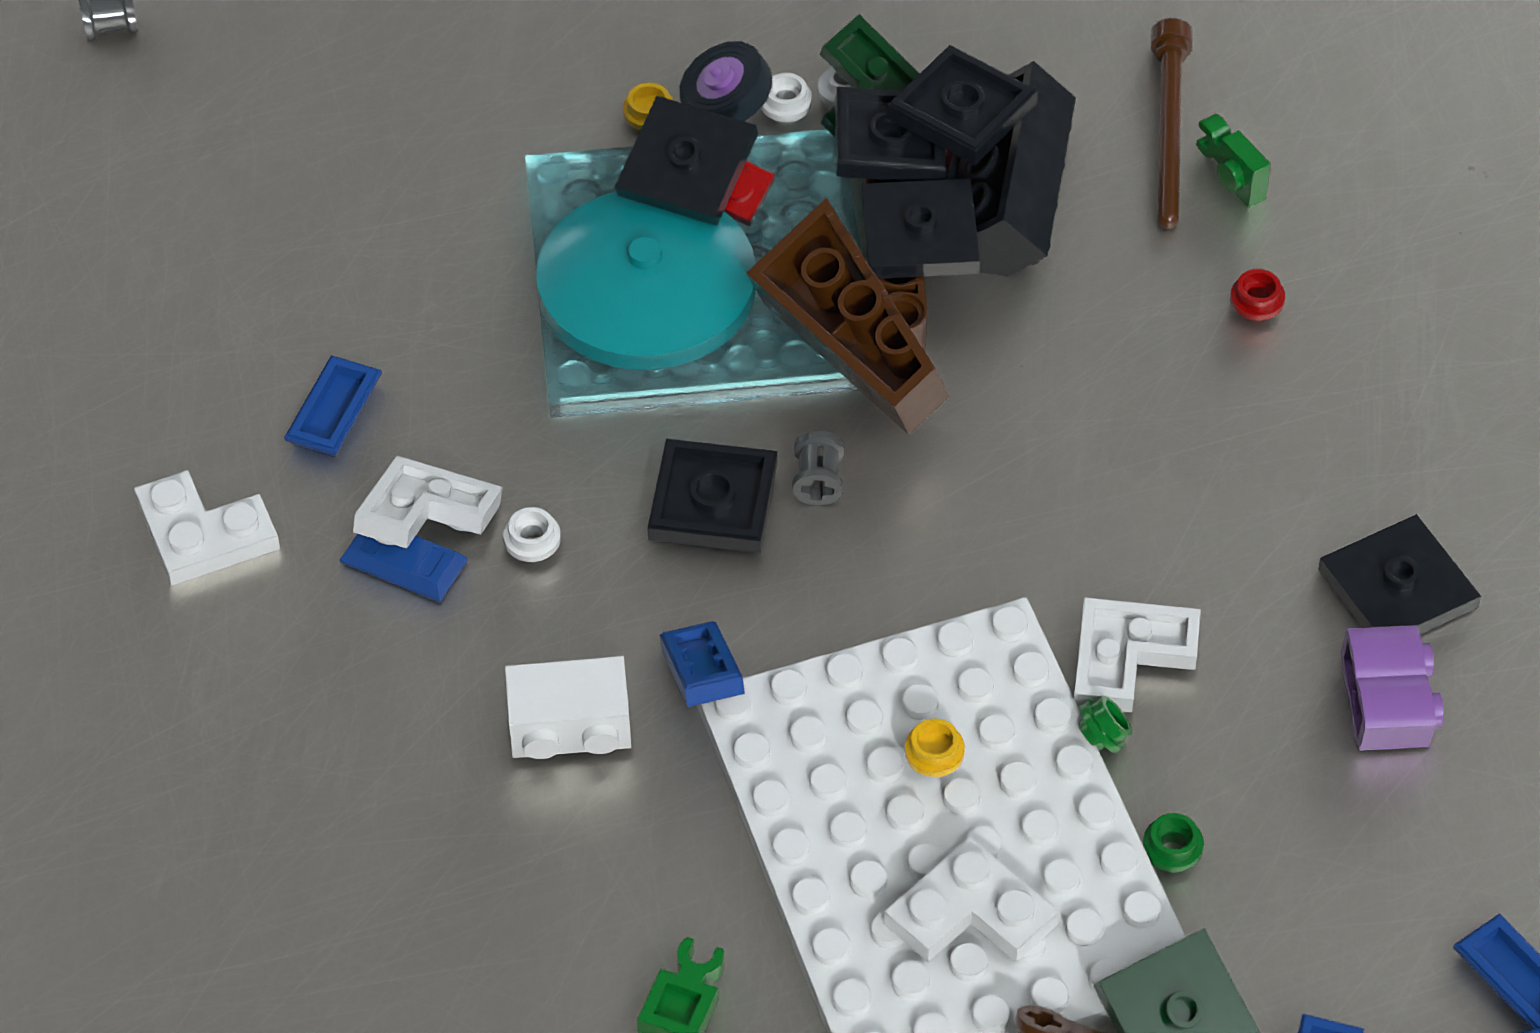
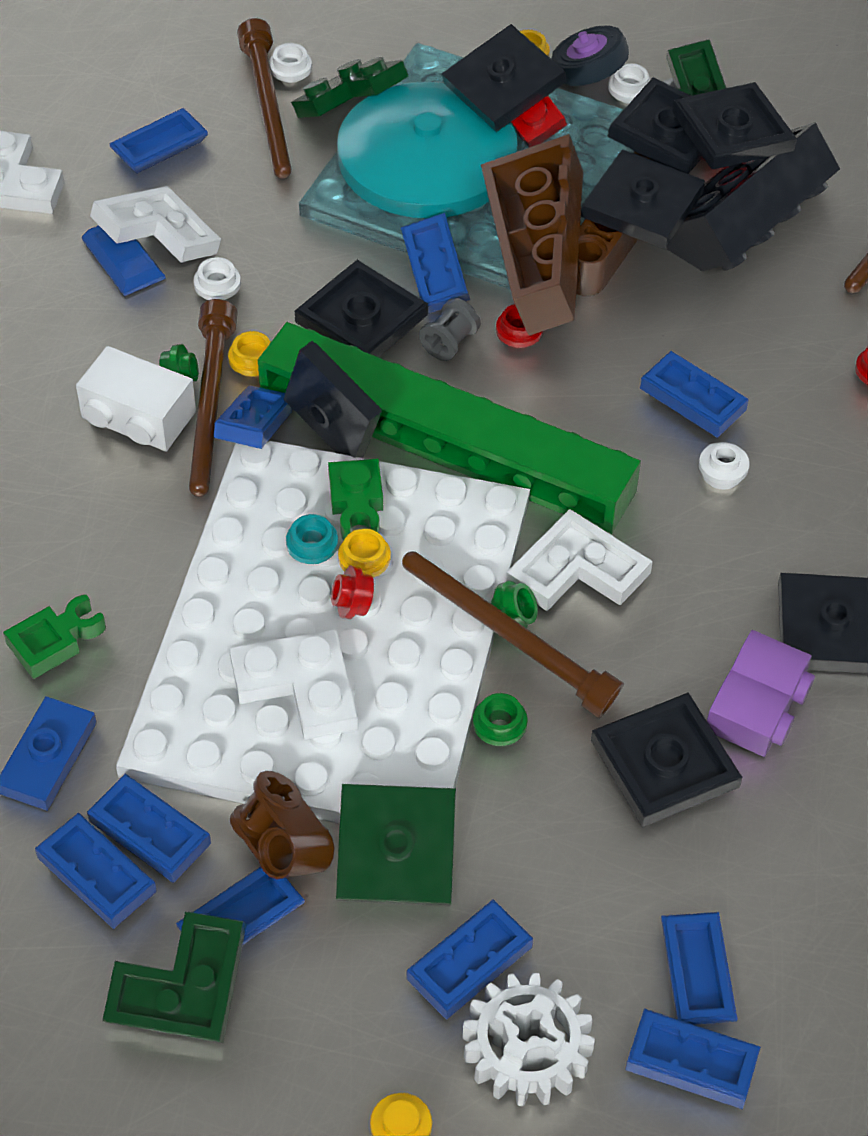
camera: 30 degrees right, 0 degrees up
(346, 237) = (256, 41): none -> reddish brown piece
(405, 246) = (290, 63): none -> white plate
(497, 237) = (352, 81): none -> dark green plate
(573, 582) = (217, 324): none -> reddish brown piece
(575, 646) = (180, 361): none -> green plate
(636, 598) = (245, 352): none -> yellow plate
(750, 401) = (435, 261): none -> blue plate
(788, 609) = (331, 402): none -> black plate
(872, 747) = (309, 529): none -> teal plate
(874, 687) = (356, 493): none -> green plate
(878, 443) = (512, 330): none -> red plate
(896, 572) = (472, 432): none -> green brick
(959, 792) = (352, 592): none -> red plate
(1106, 415) = (694, 394): none -> blue plate
(1186, 486) = (723, 465): none -> white plate
(1239, 764) = (592, 687): none -> reddish brown piece
(1350, 797) = (666, 759): none -> black plate

